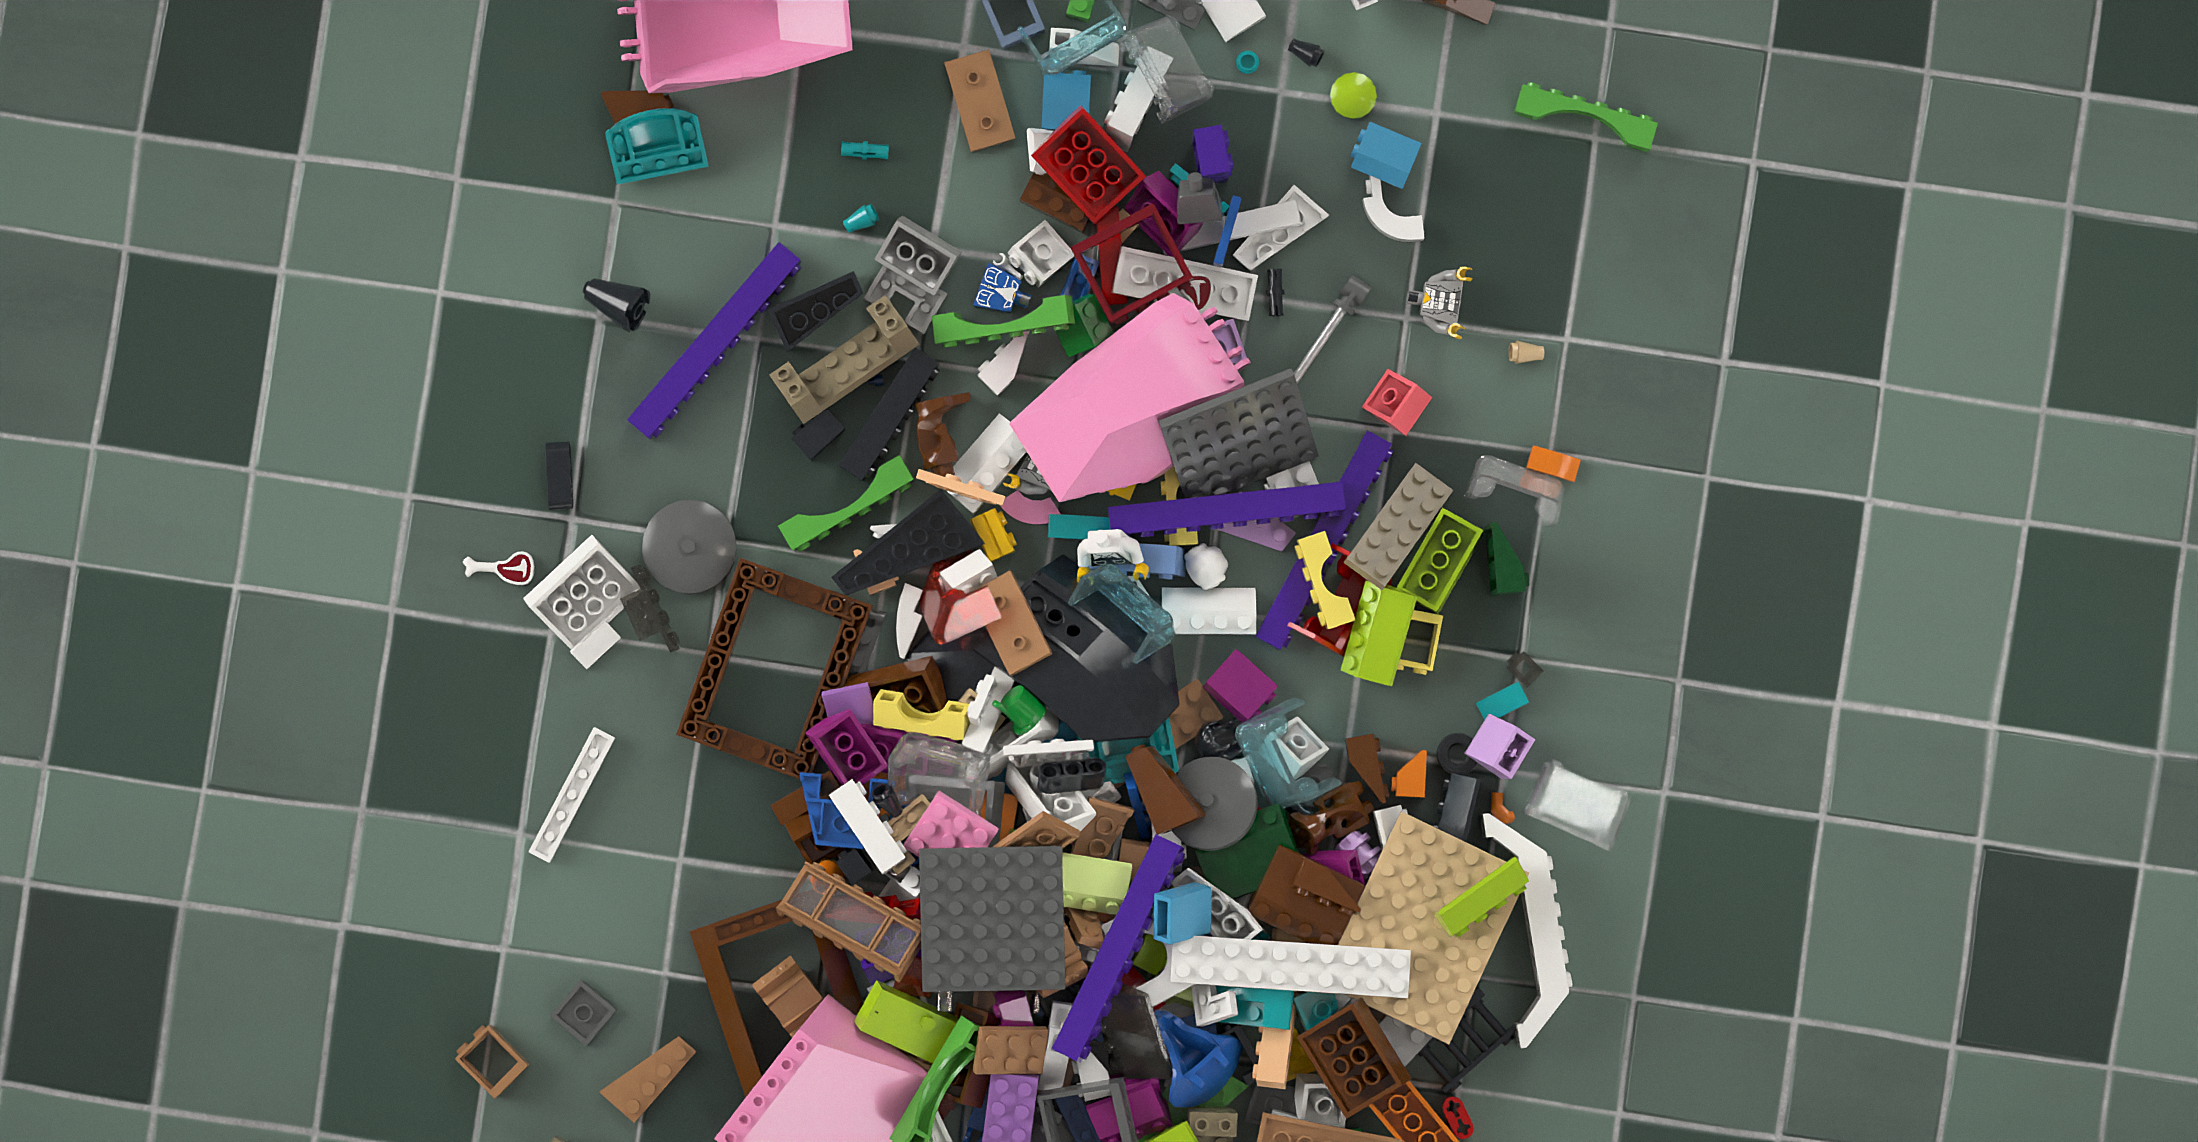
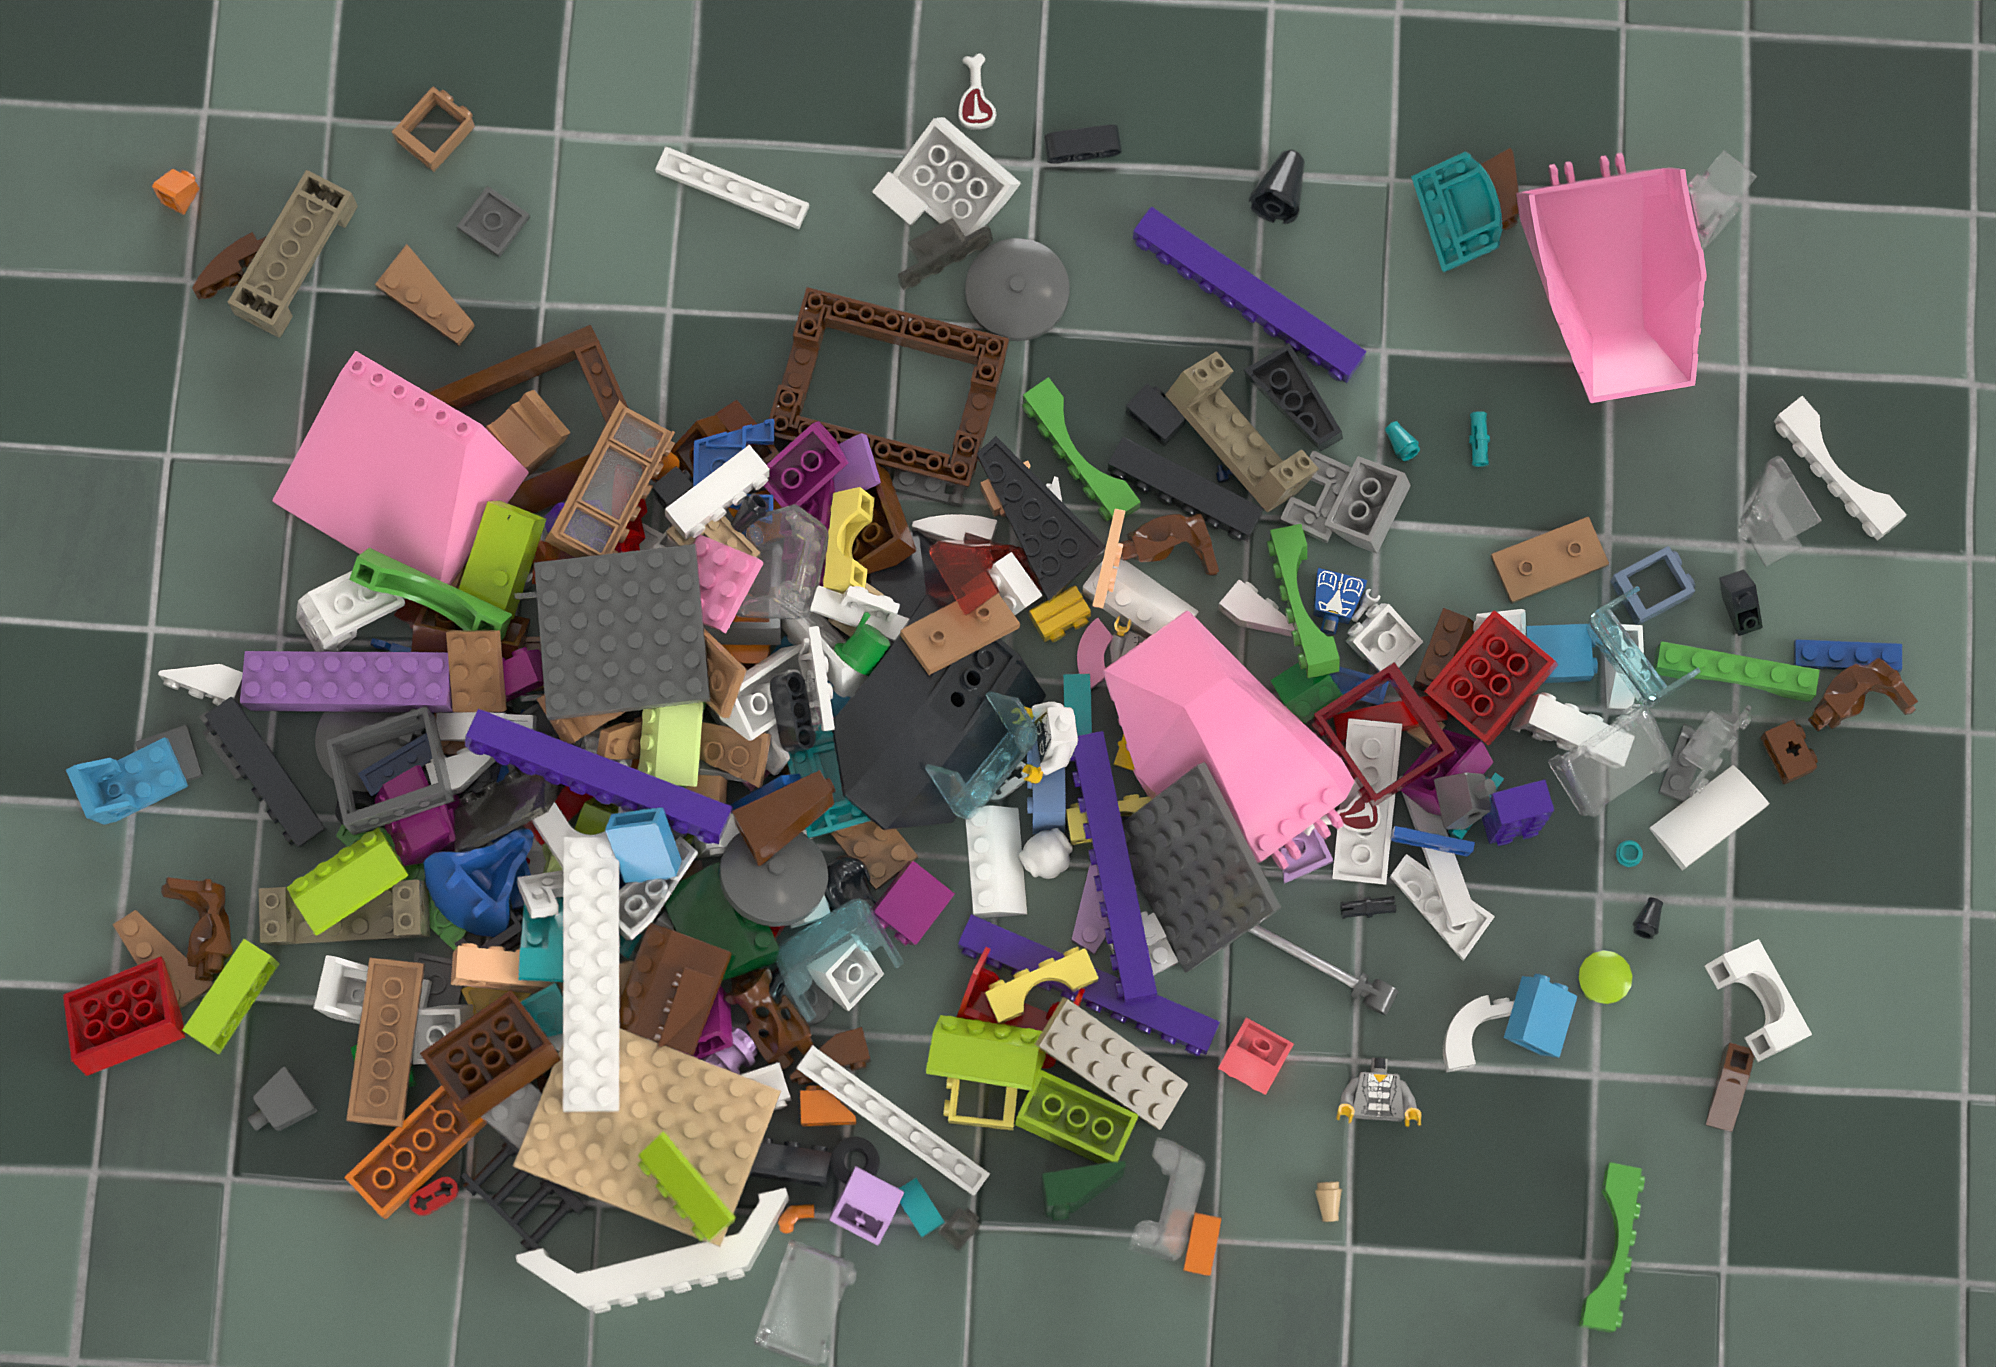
camera: 85 degrees right, 10 degrees down
(1428, 718) = (893, 1120): none -> white plate

